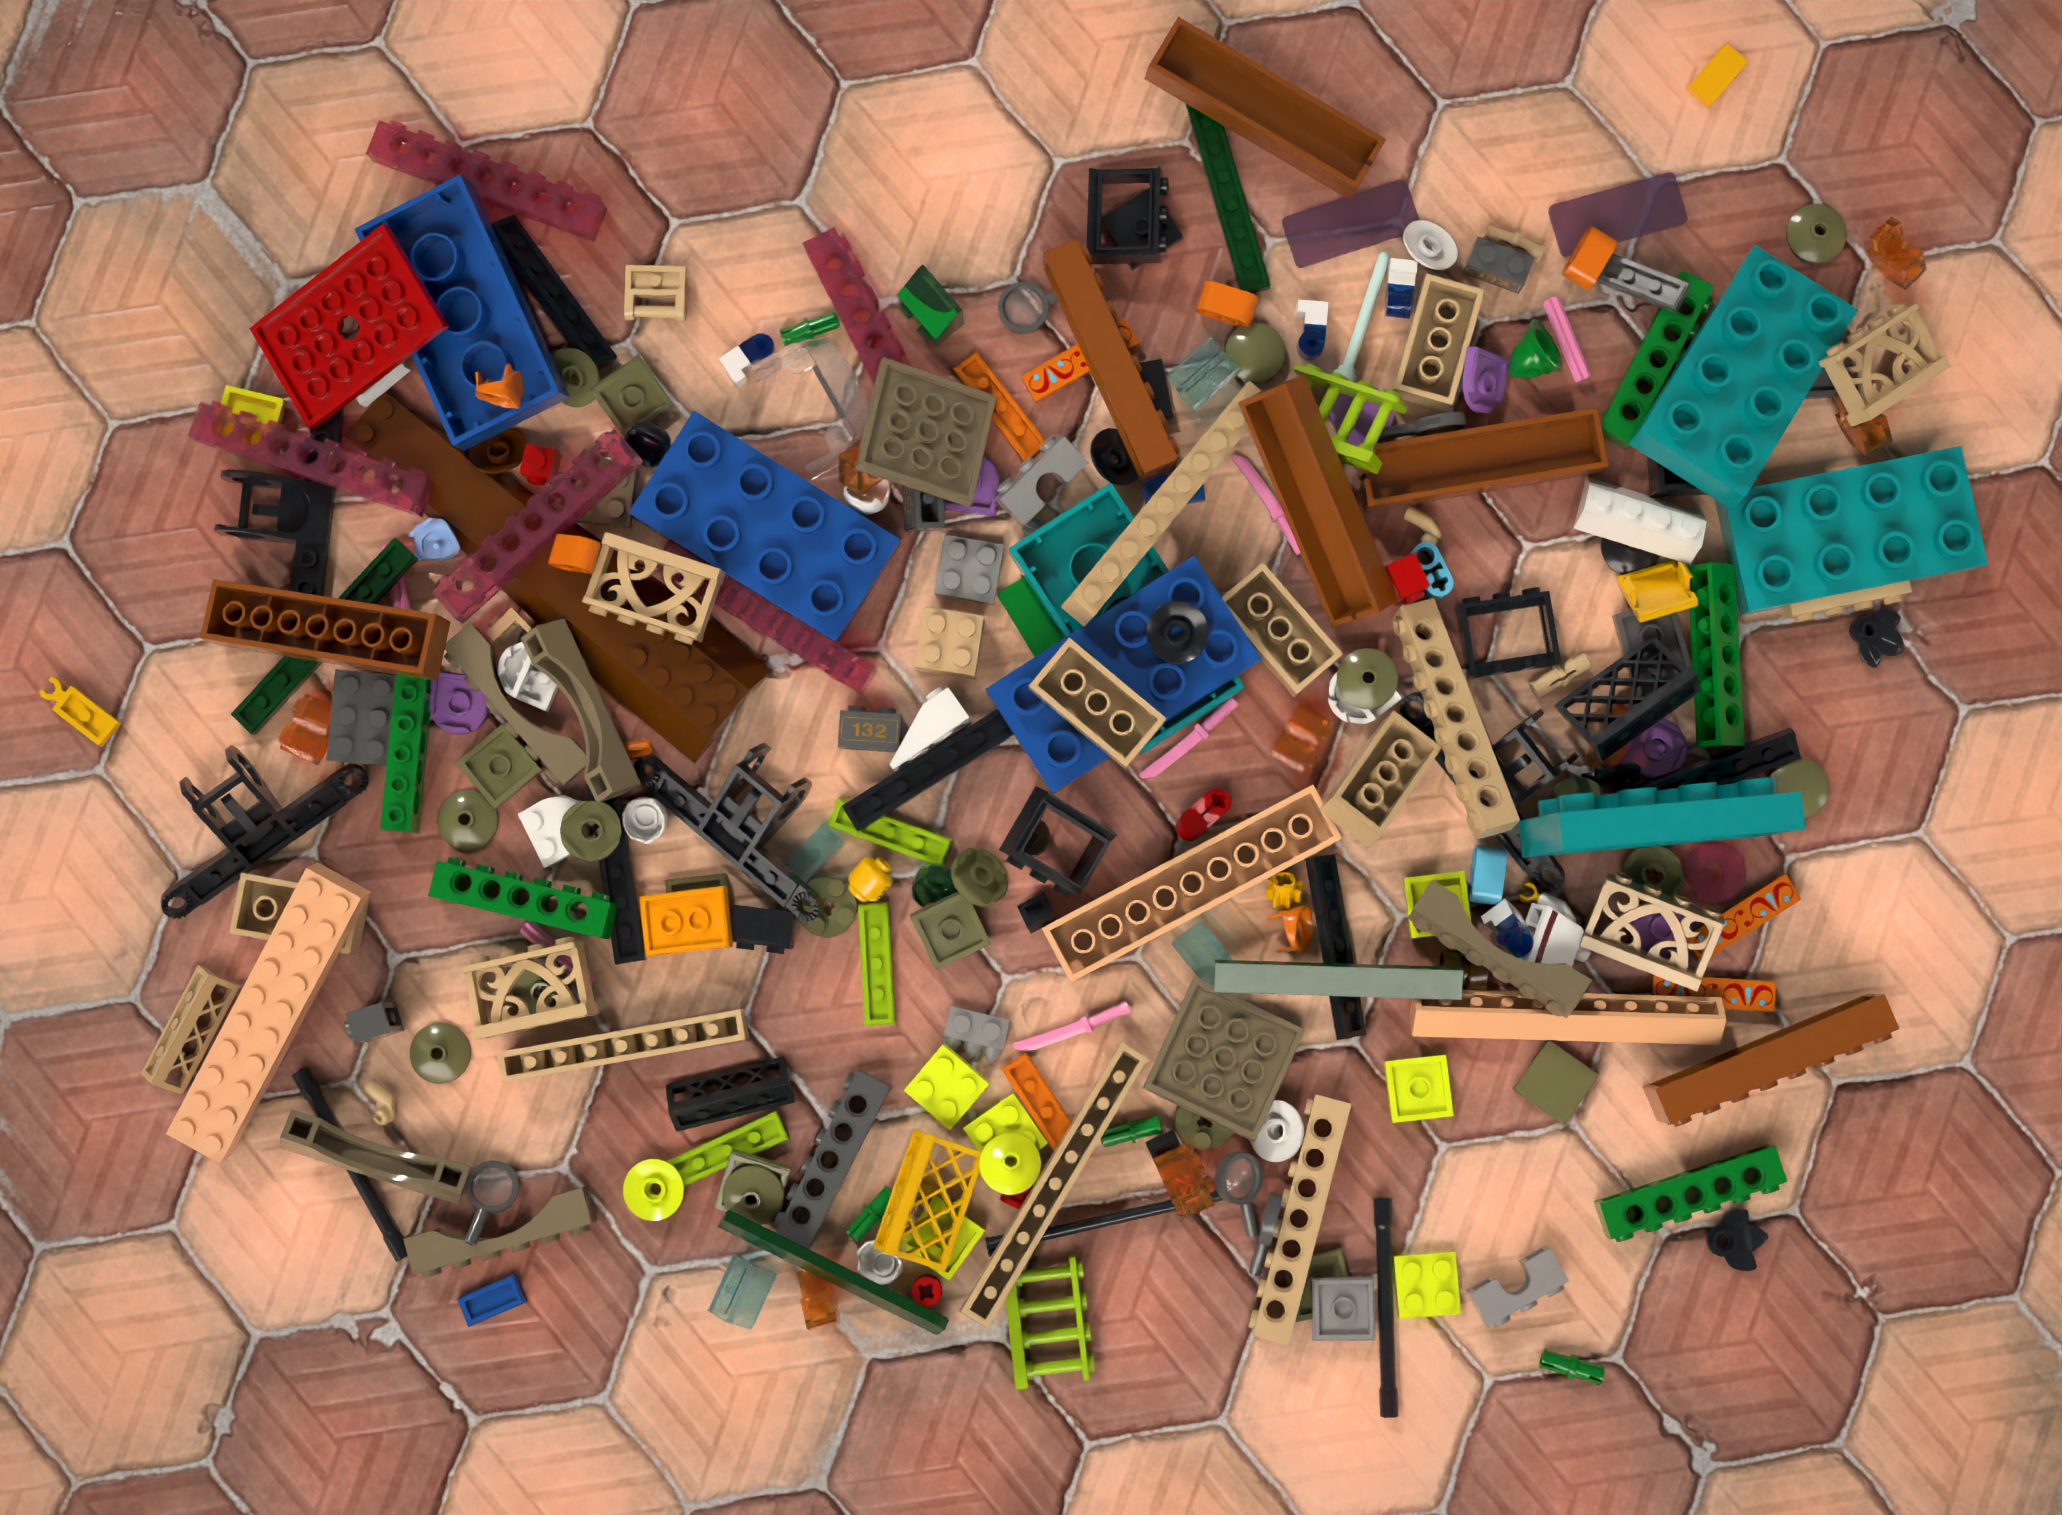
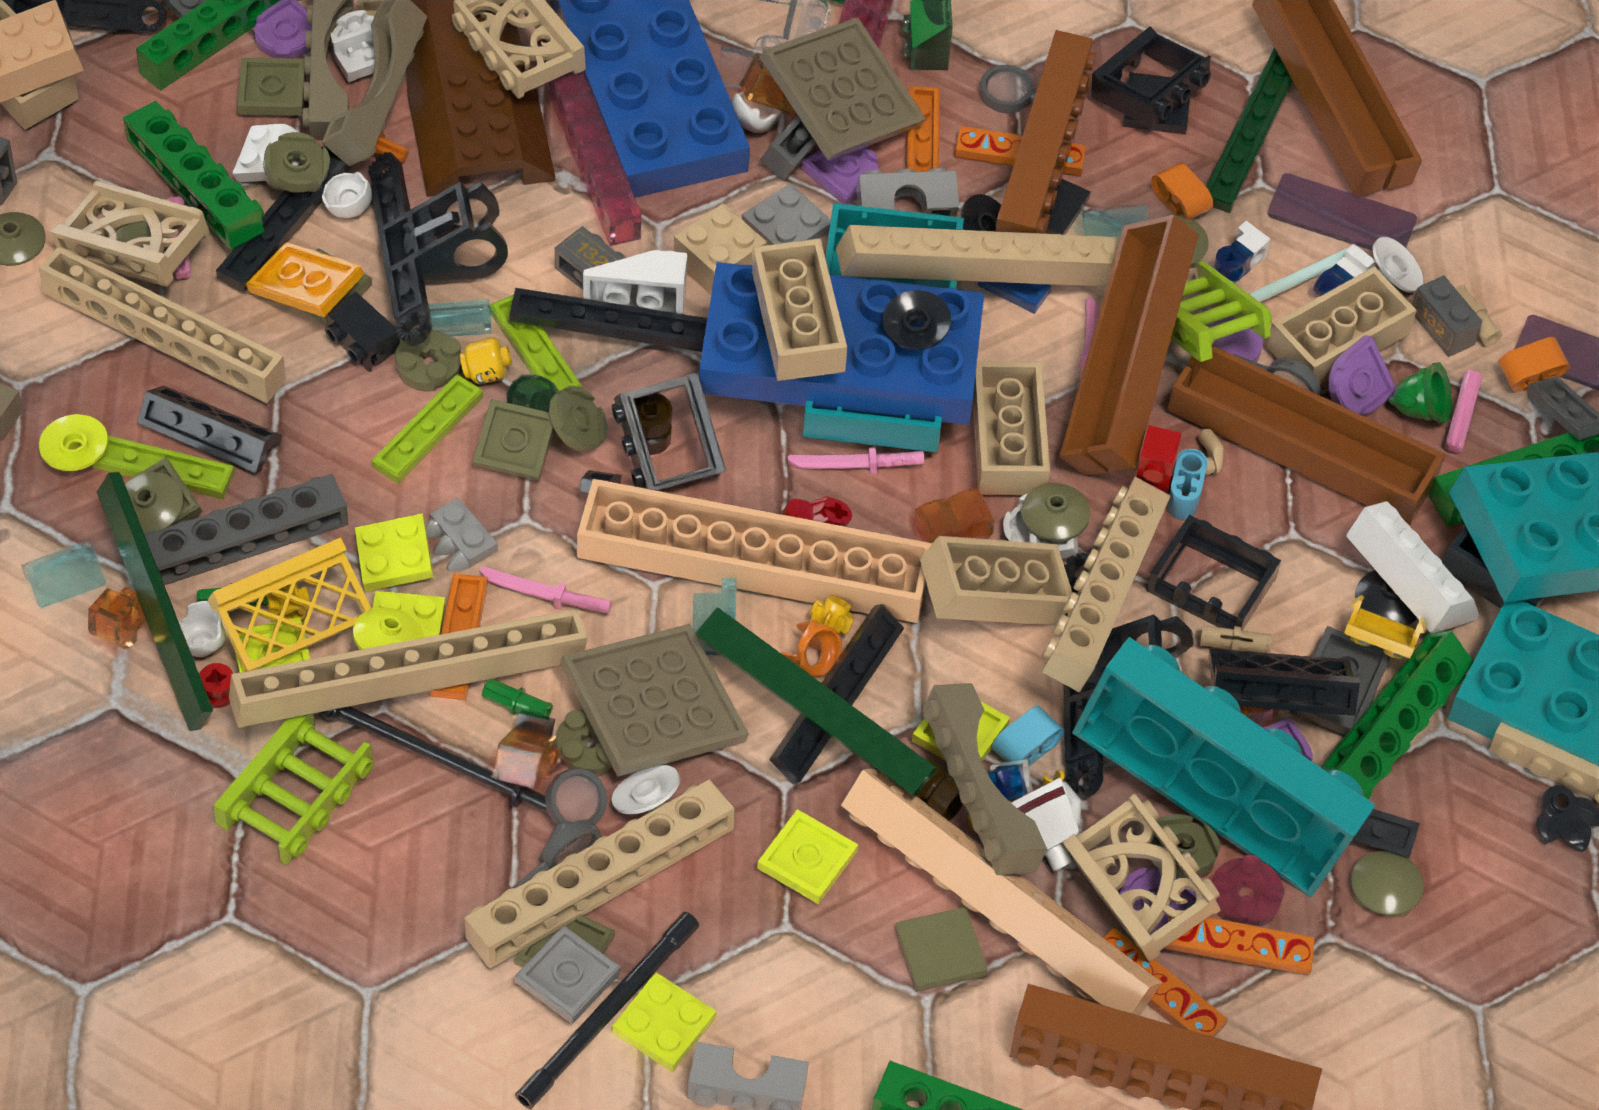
camera: 30 degrees right, 30 degrees down
(482, 820) = (207, 108): olive dish -> none

